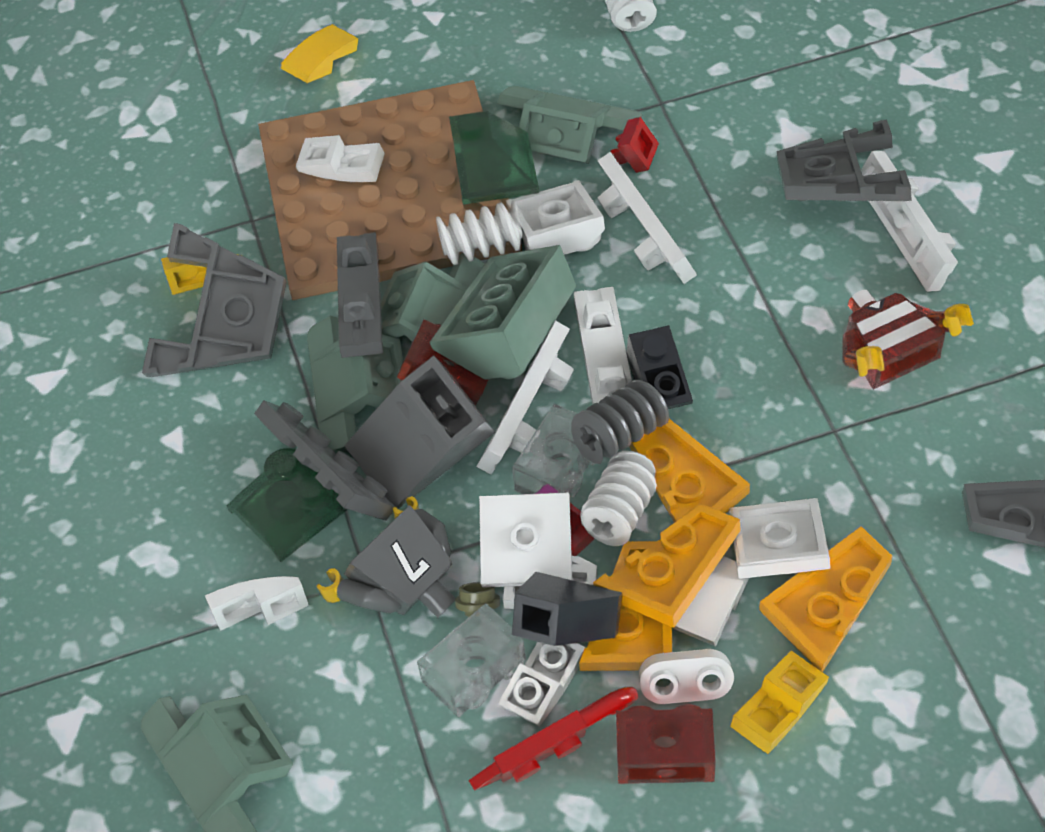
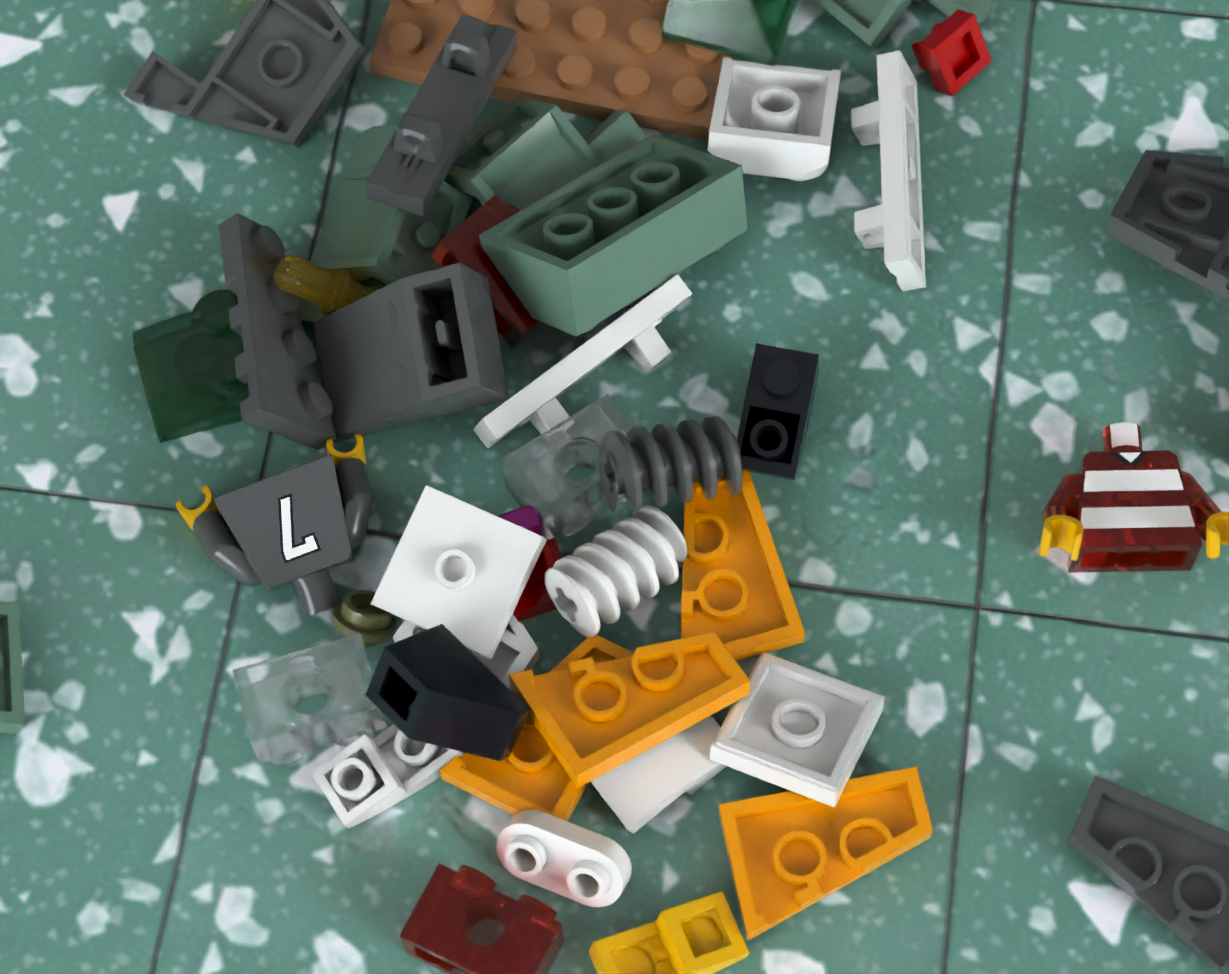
camera: 25 degrees right, 10 degrees up
(271, 595) = (111, 489): white slope -> none
(343, 420) = (318, 285): none -> clear yellow axle
(480, 232) = (650, 97): white piece -> none
(558, 738) = (356, 860): red plate -> none
(602, 342) = (726, 348): white hinge -> none

